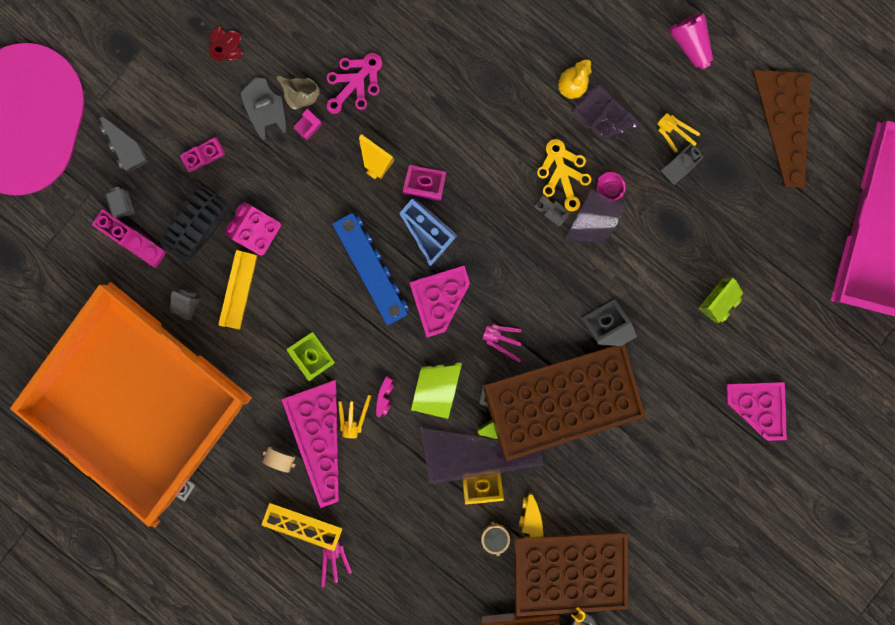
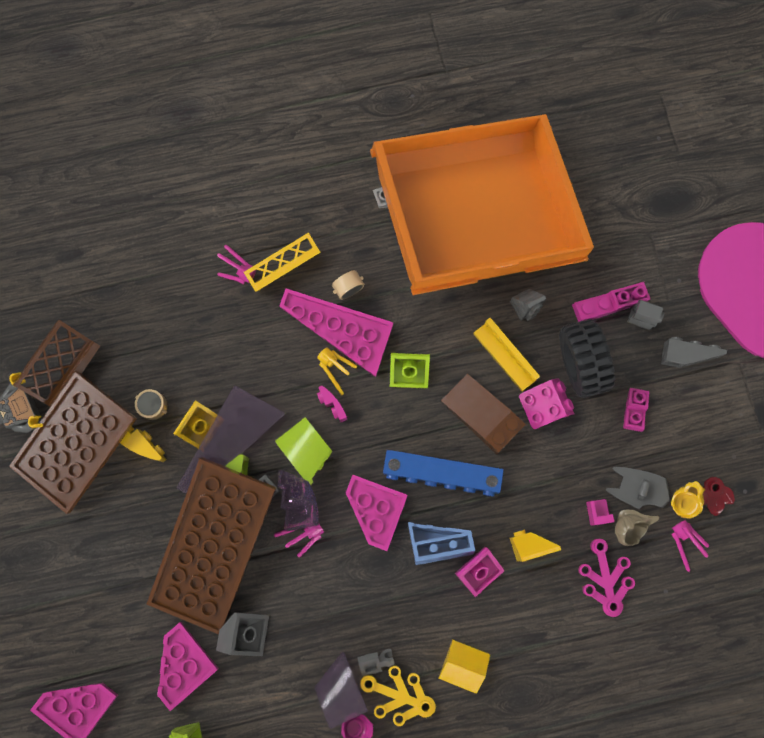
camera: 130 degrees right, 10 degrees down
(245, 63) = (688, 500): none -> yellow hair
(271, 49) = (684, 530): none -> dark pink plant
(299, 273) = (483, 413): none -> reddish brown slope
(480, 362) = (298, 502): none -> clear purple slope
(503, 141) = (465, 666): none -> yellow slope
(668, 352) = (182, 666): none -> dark pink plate

